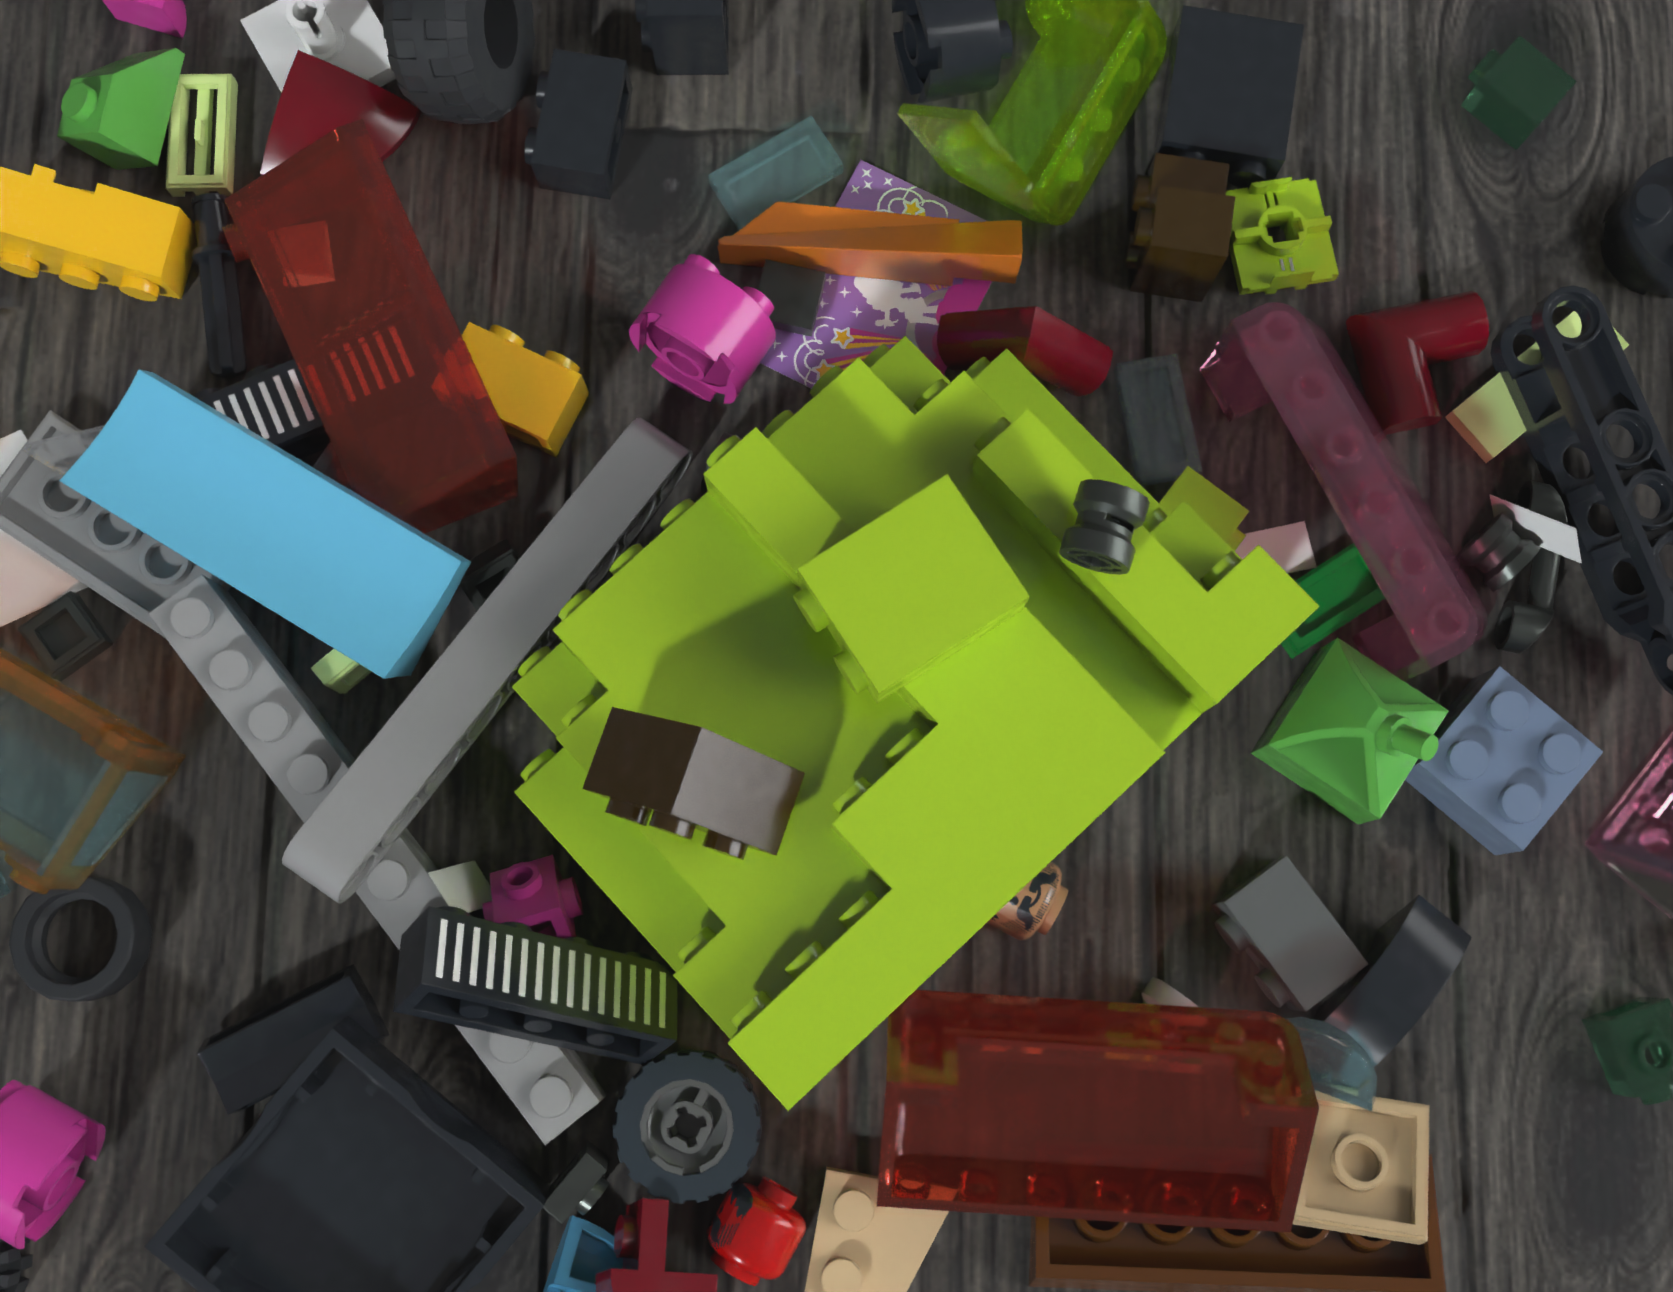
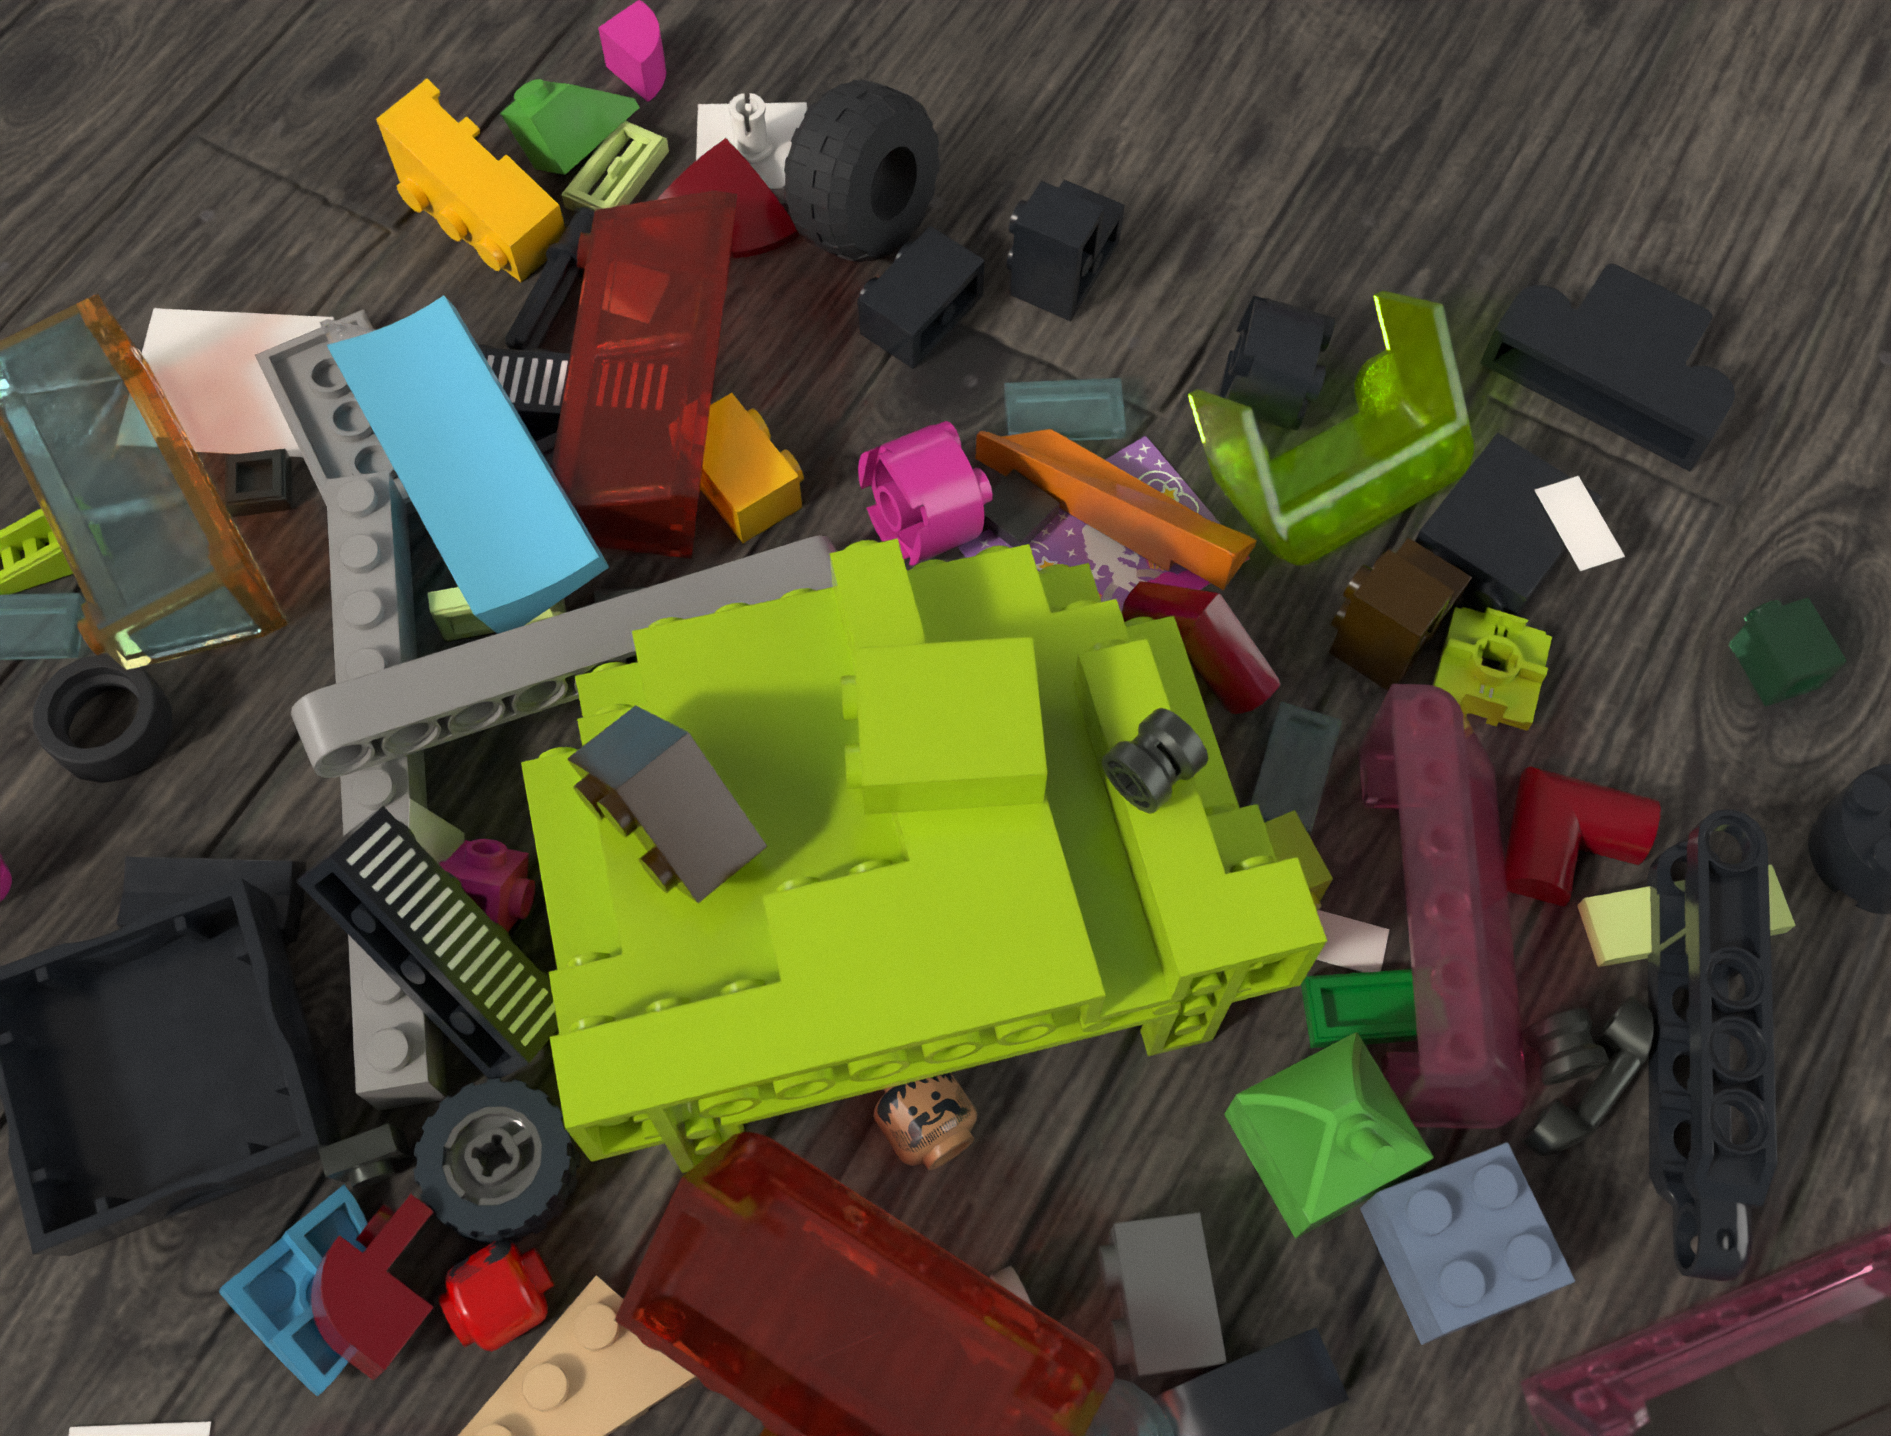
camera: 30 degrees right, 15 degrees down
(1296, 62) = (1579, 523): none -> white sticker
(1541, 529) = (1620, 1043): white sticker -> none

